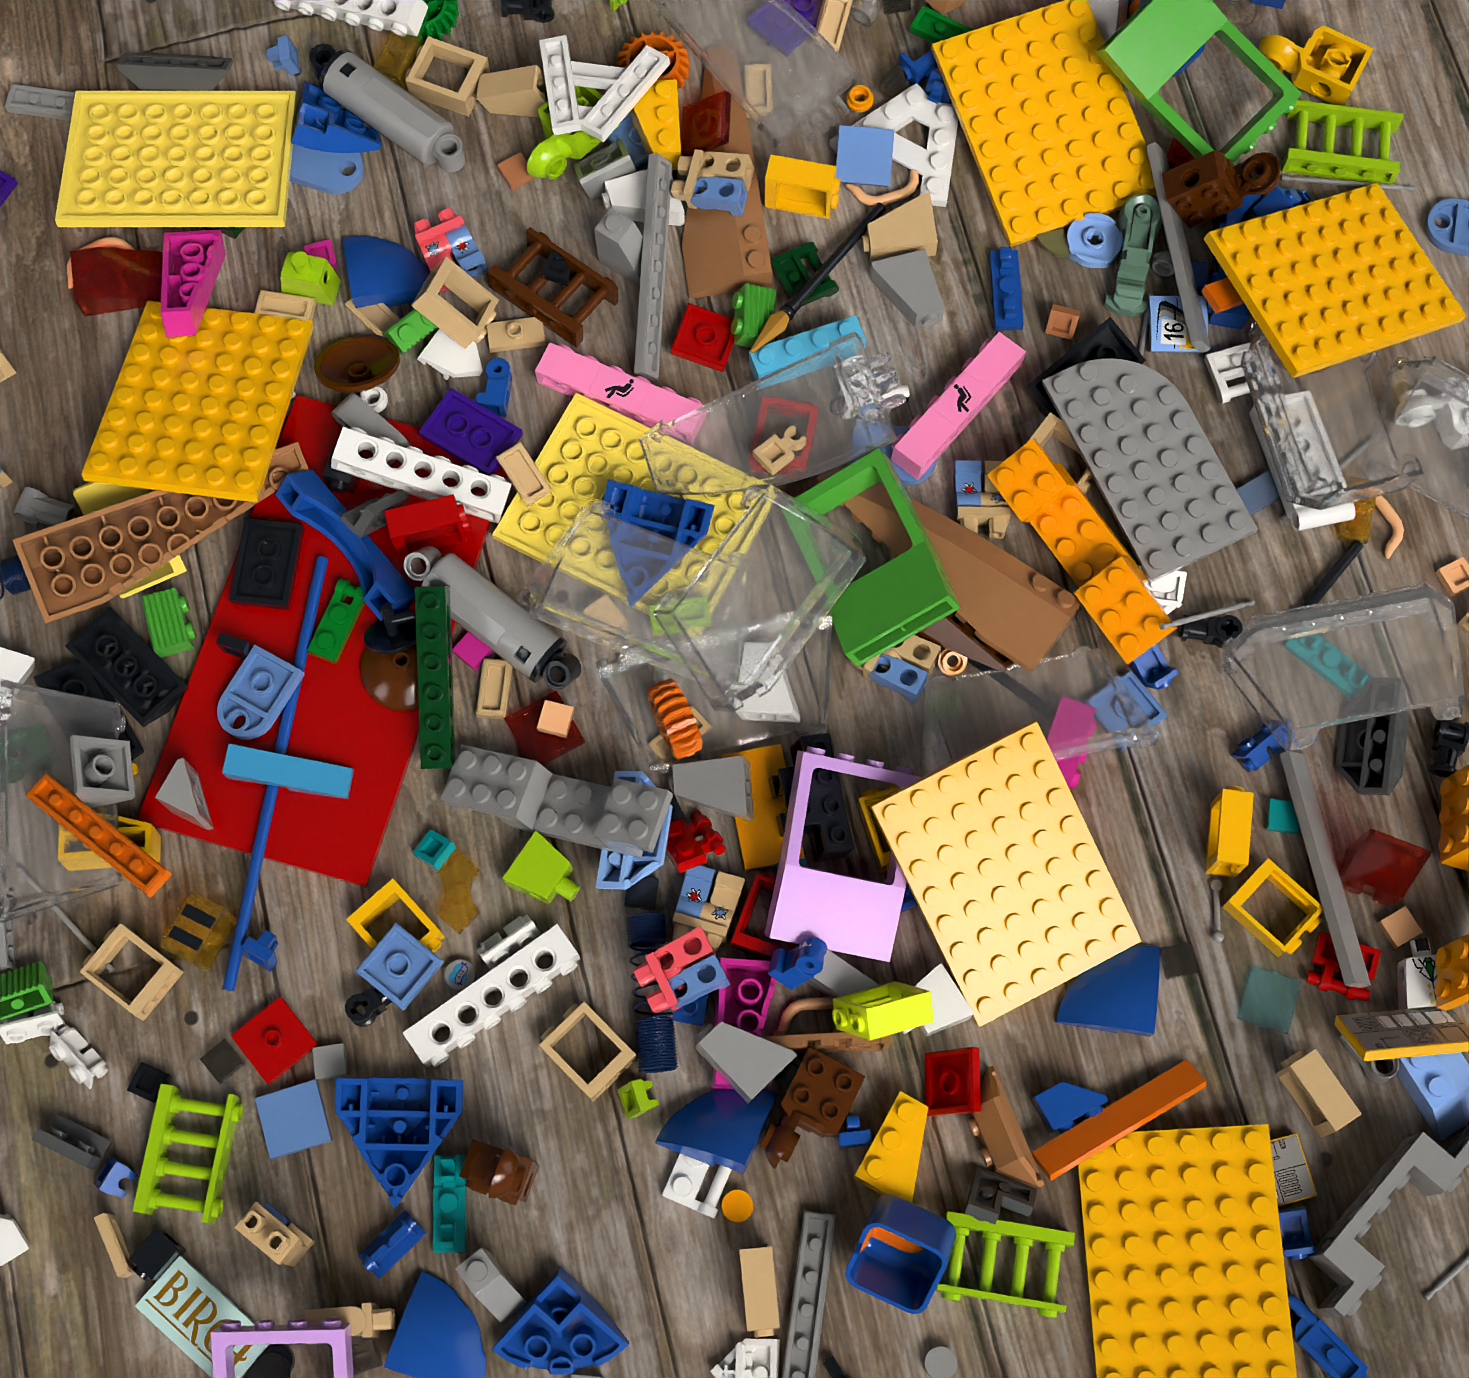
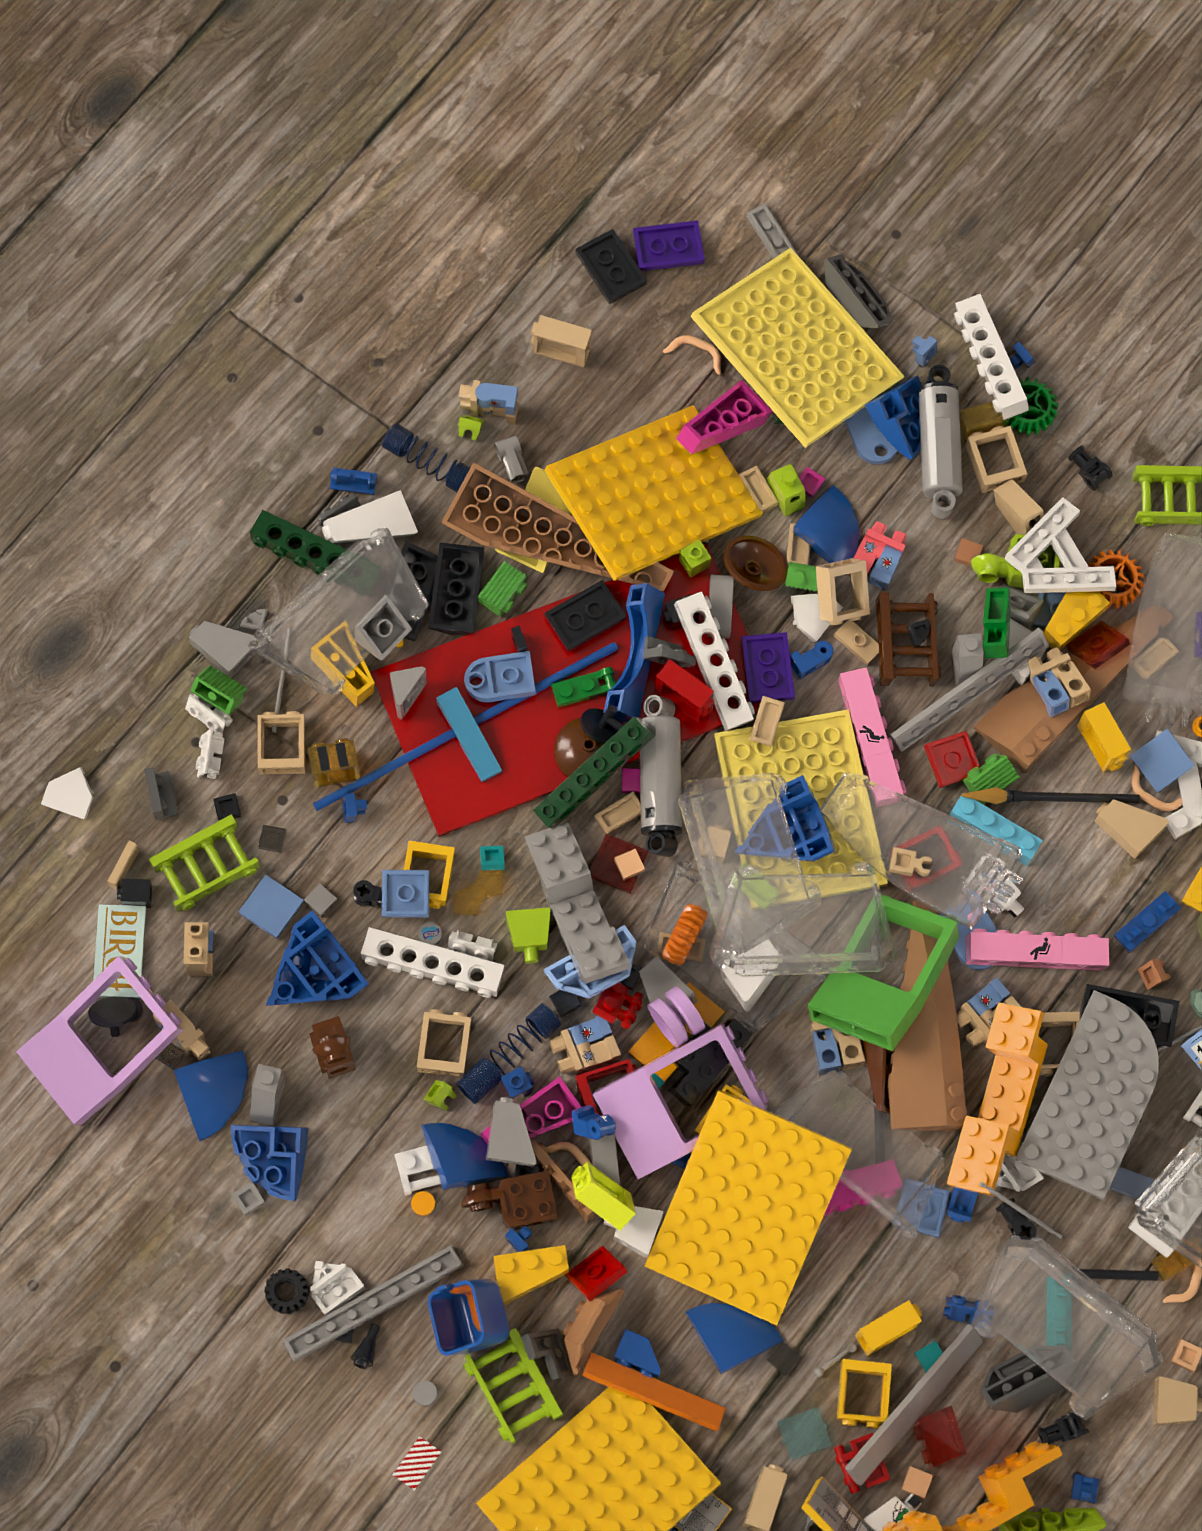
camera: 45 degrees right, 0 degrees up
(98, 835) = (342, 659): orange tile -> none
(110, 1176) = (159, 830): tile -> none
(115, 279) = (691, 375): clear red slope -> none
(274, 1040) = (307, 858): red plate -> none
(301, 414) = (694, 558): none -> lime brick
(378, 393) = (742, 598): white plate -> none
(391, 1244) = (244, 1021): blue hinge -> none
(449, 1204) = (291, 1036): teal plate -> none
(611, 187) = (996, 623): none -> green slope
(683, 971) = (532, 1059): coral hips -> none
(757, 789) = (676, 1016): none -> lavender wheel
(759, 1291) = (383, 1252): tan window -> none
(793, 274) = (1042, 780): dark green plate -> none
(910, 287) = (1095, 859): light grey slope -> none
(955, 668) = (861, 1082): light orange plate -> none

